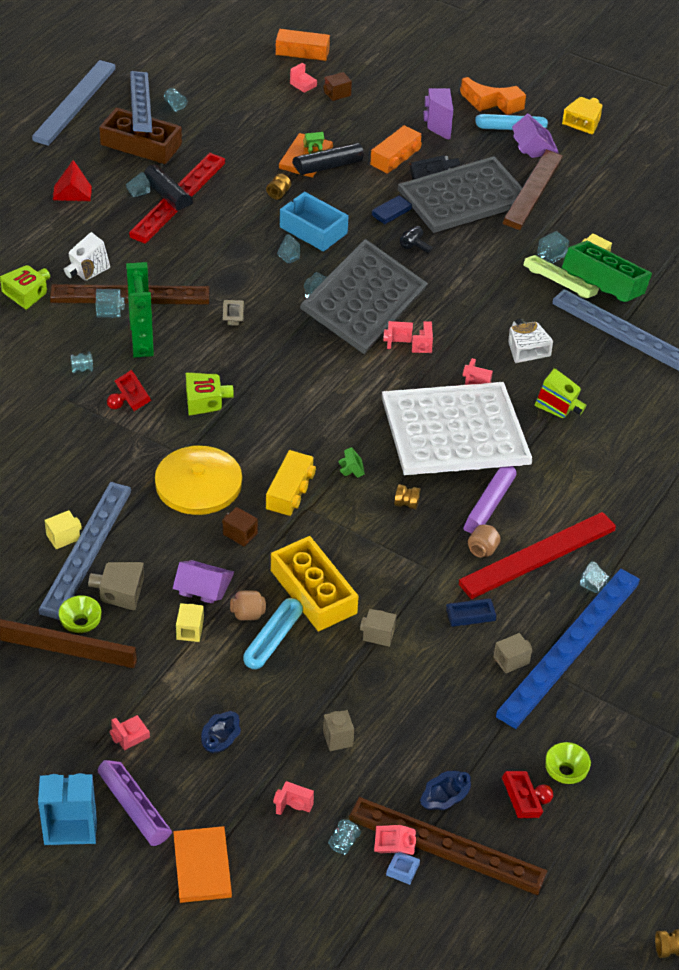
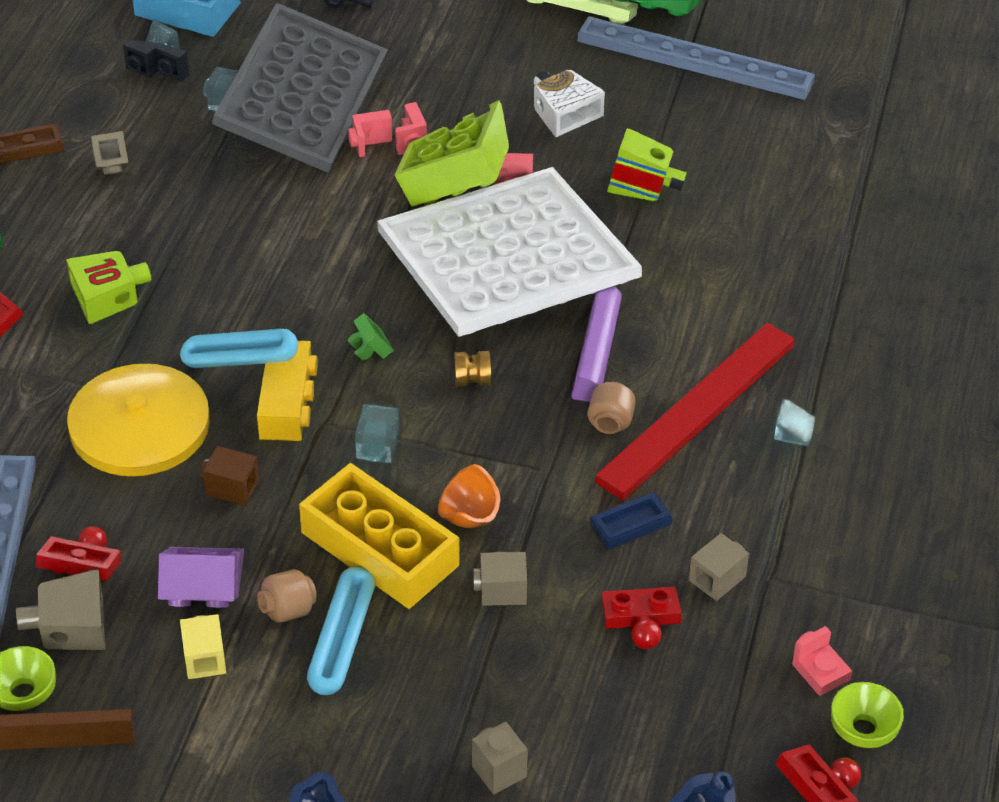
camera: 15 degrees left, 0 degrees up
(134, 552) = (79, 557): none -> red plate
(269, 451) = (239, 348): none -> medium azure piece
(280, 257) = (153, 57): none -> black slope
(335, 522) = (377, 433): none -> clear light blue brick
(376, 575) = (470, 498): none -> orange helmet
(441, 363) = (454, 158): none -> lime wedge
(455, 668) = (643, 611): none -> red plate
(553, 725) = (819, 662): none -> coral bracket
(567, 649) = (793, 543): blue plate -> none

